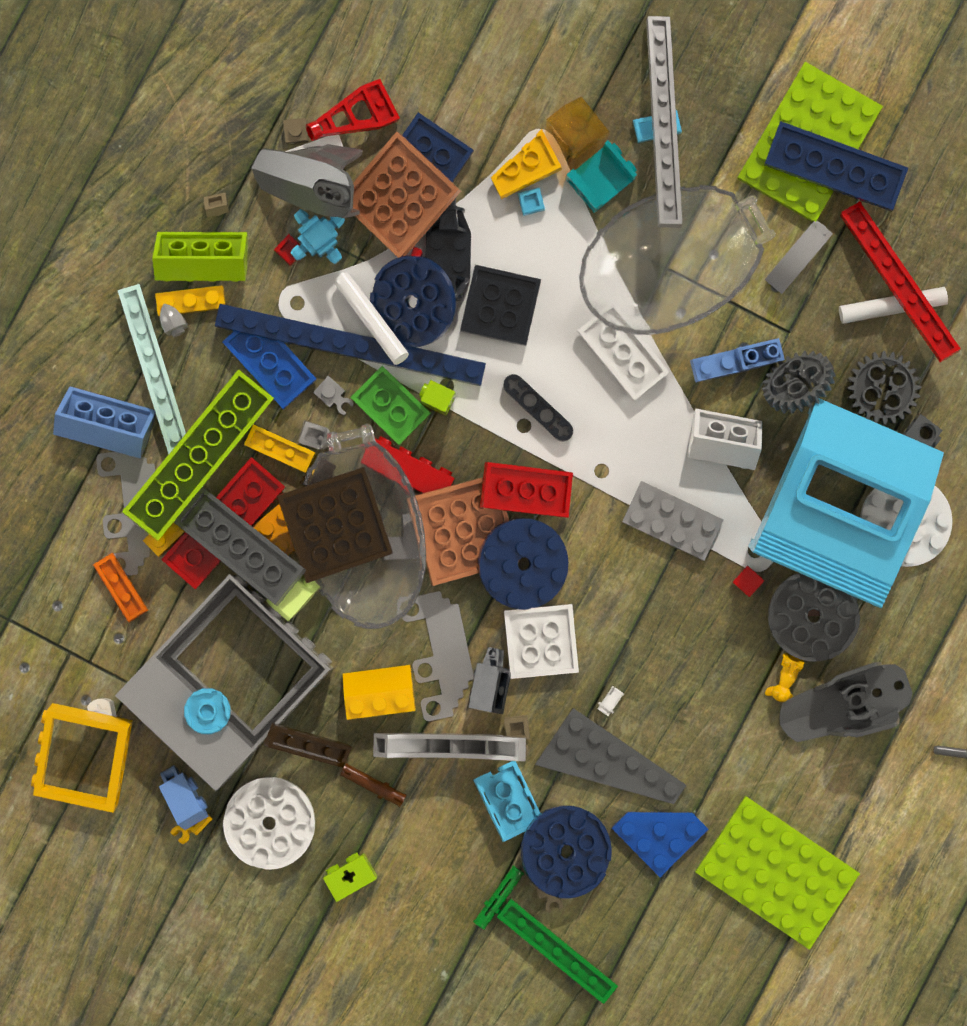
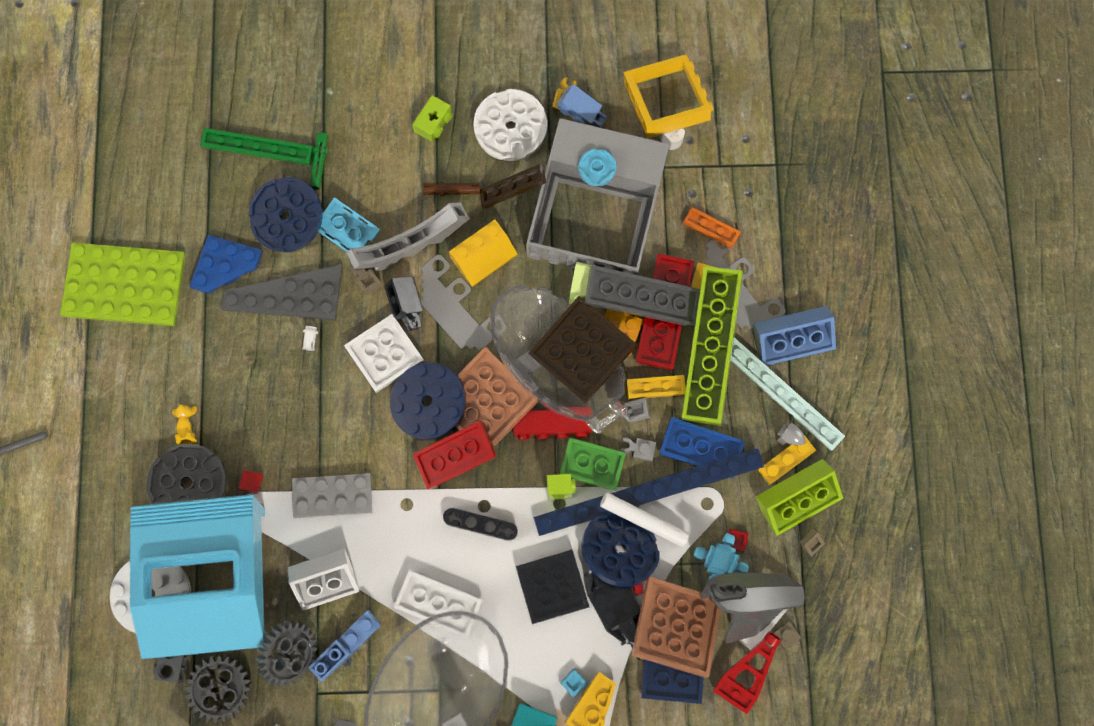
camera: 145 degrees right, 10 degrees down
(847, 704) = (126, 429): dark grey piece -> none

